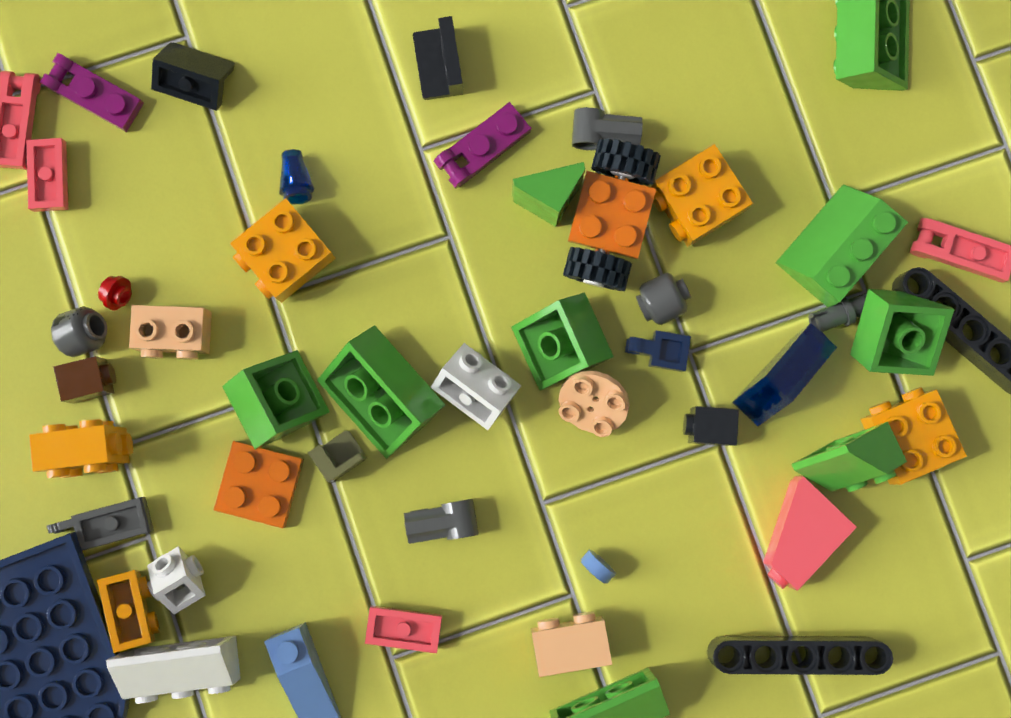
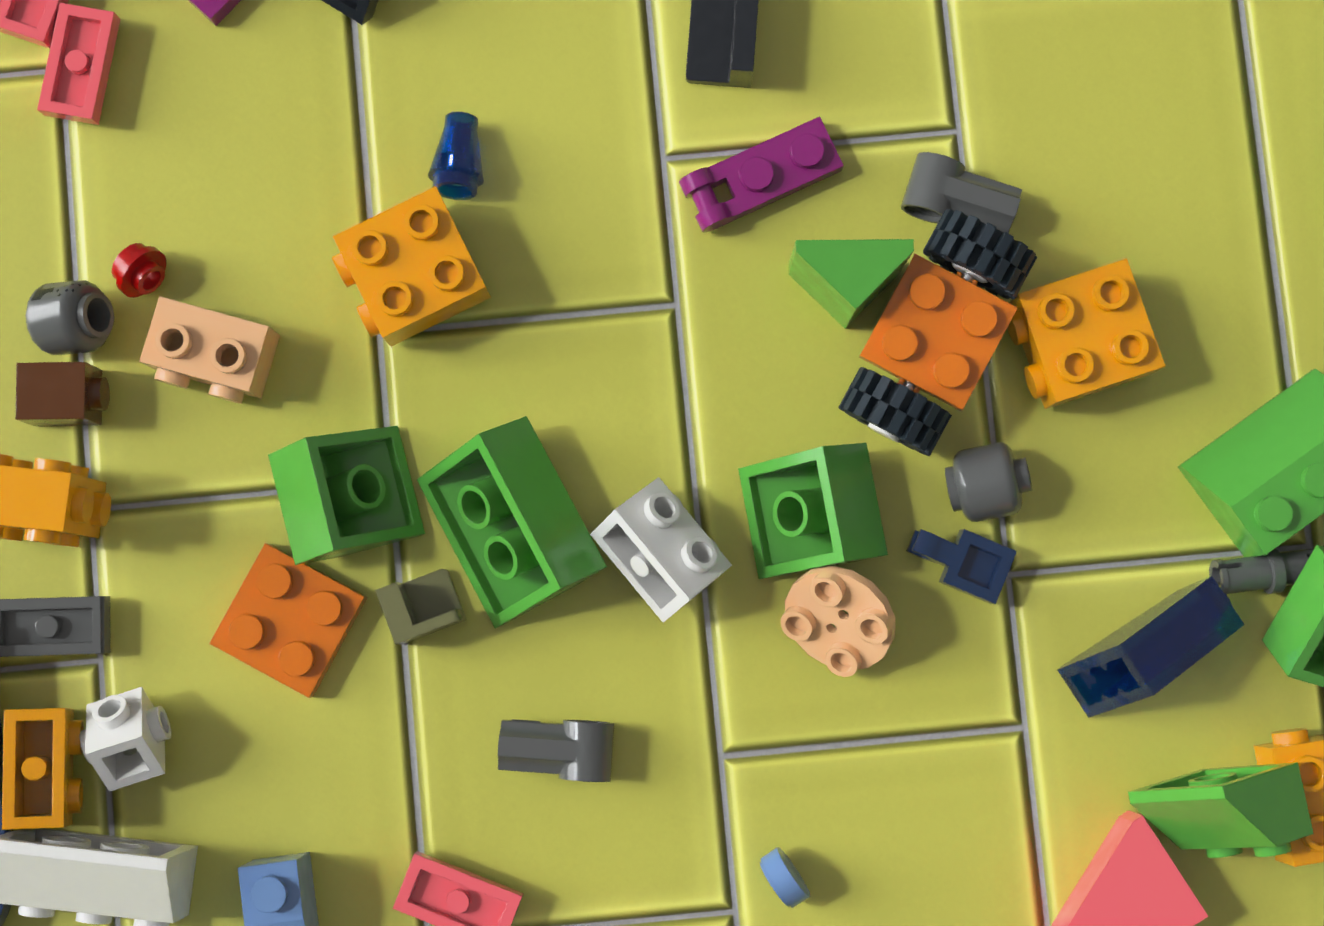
camera: 20 degrees right, 0 degrees up
(711, 426) = (1016, 700): black brick -> none

